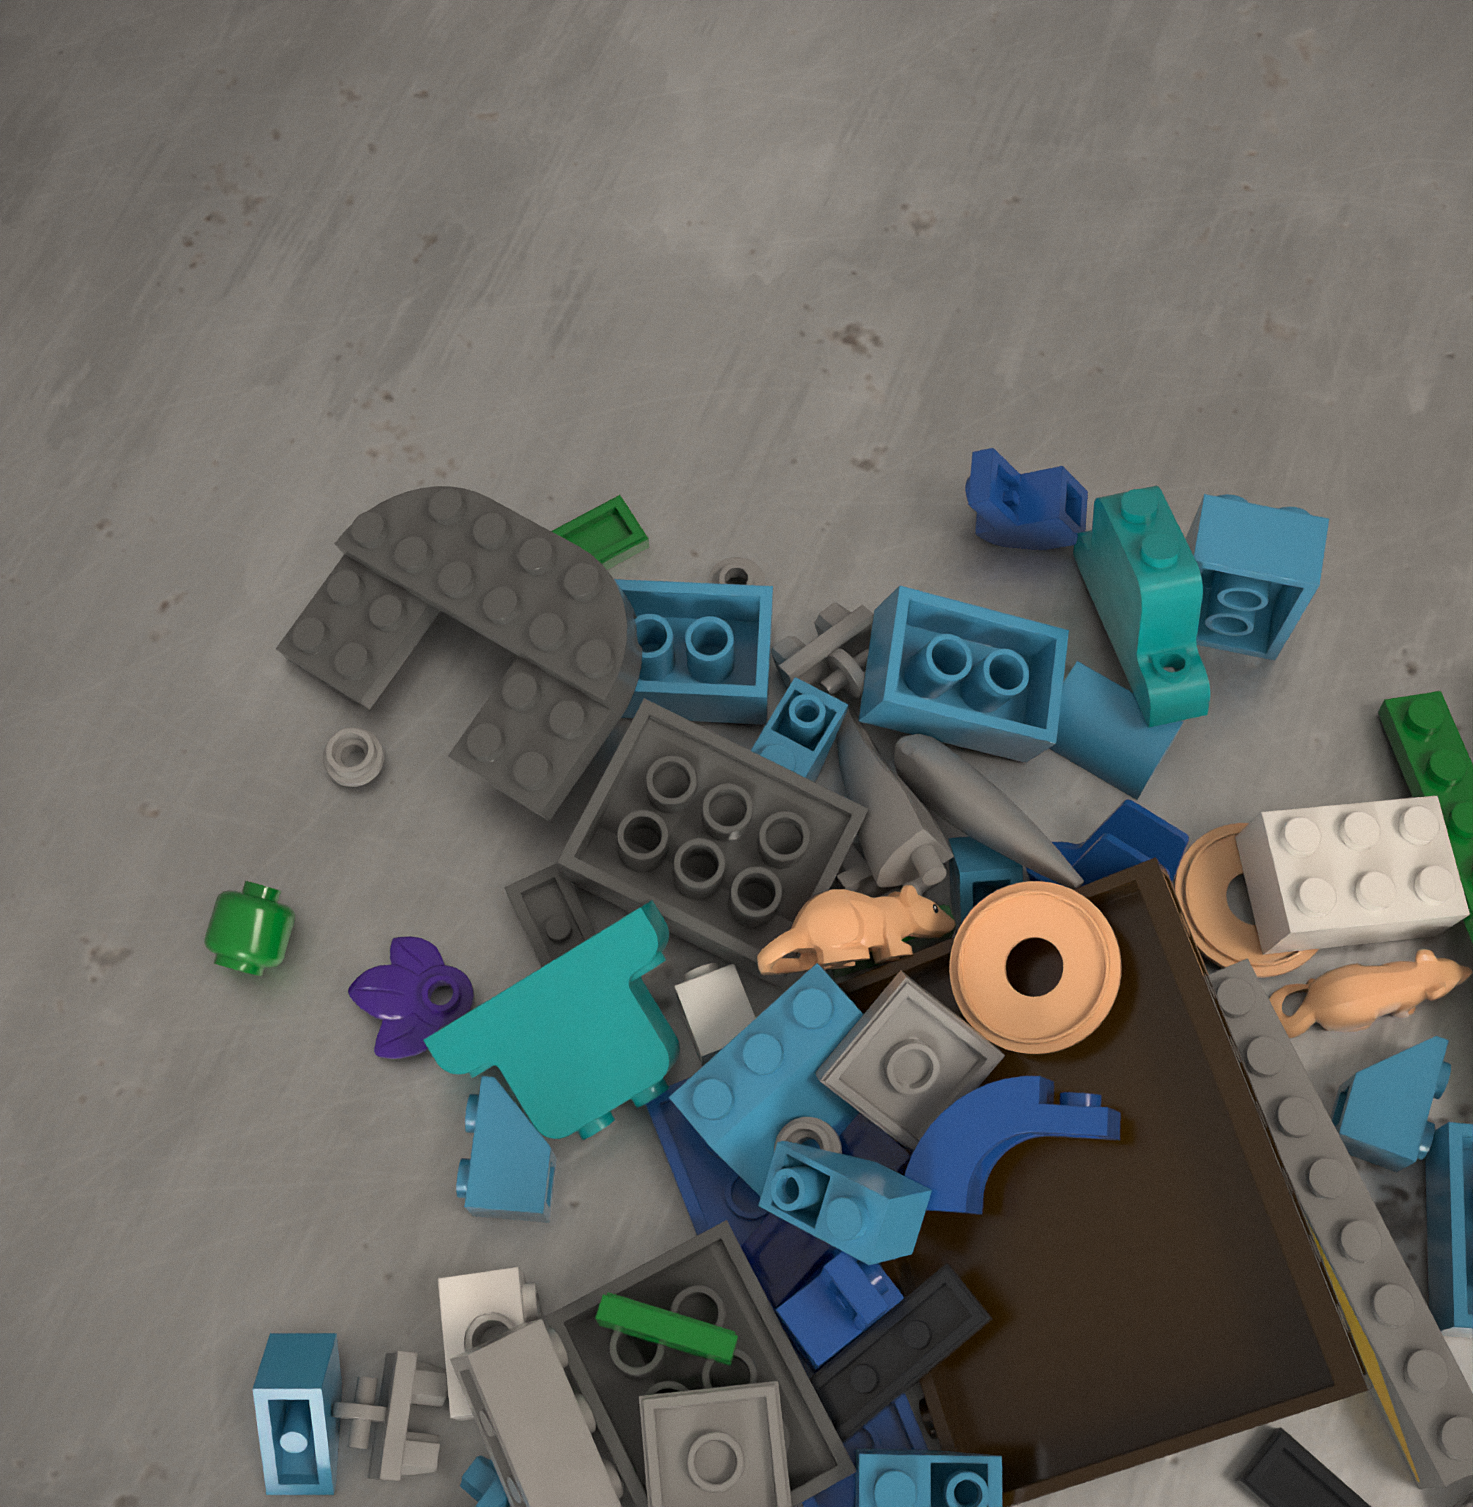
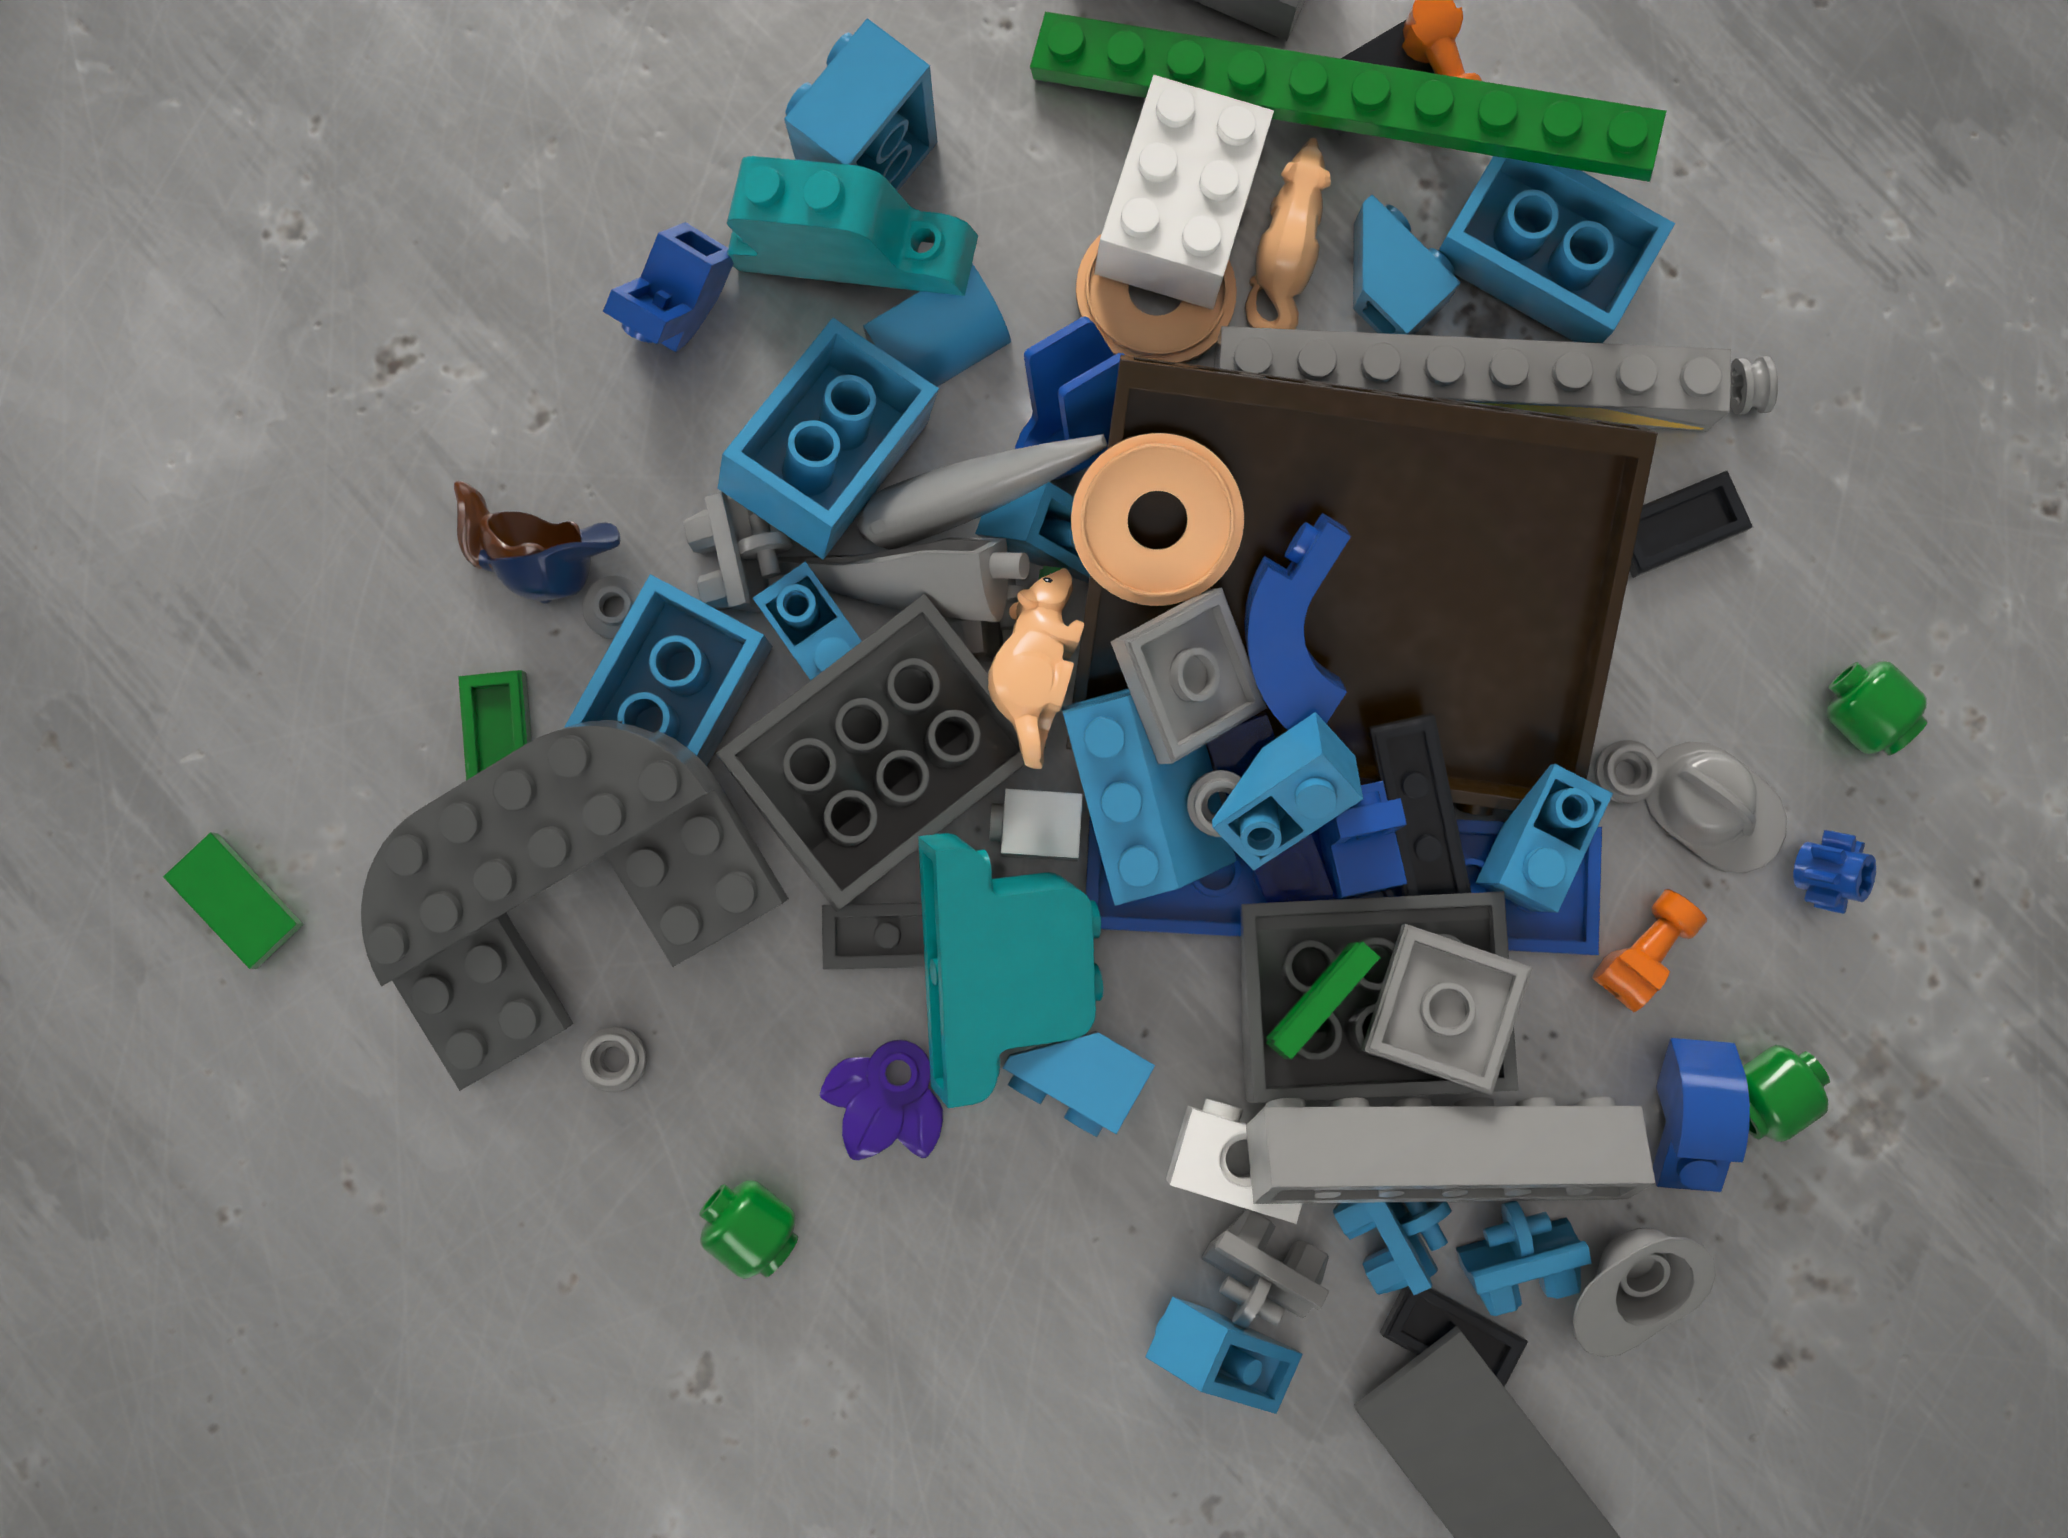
camera: 70 degrees left, 15 degrees up
(360, 417) = (233, 900): none -> green tile
(748, 495) = (527, 552): none -> hair

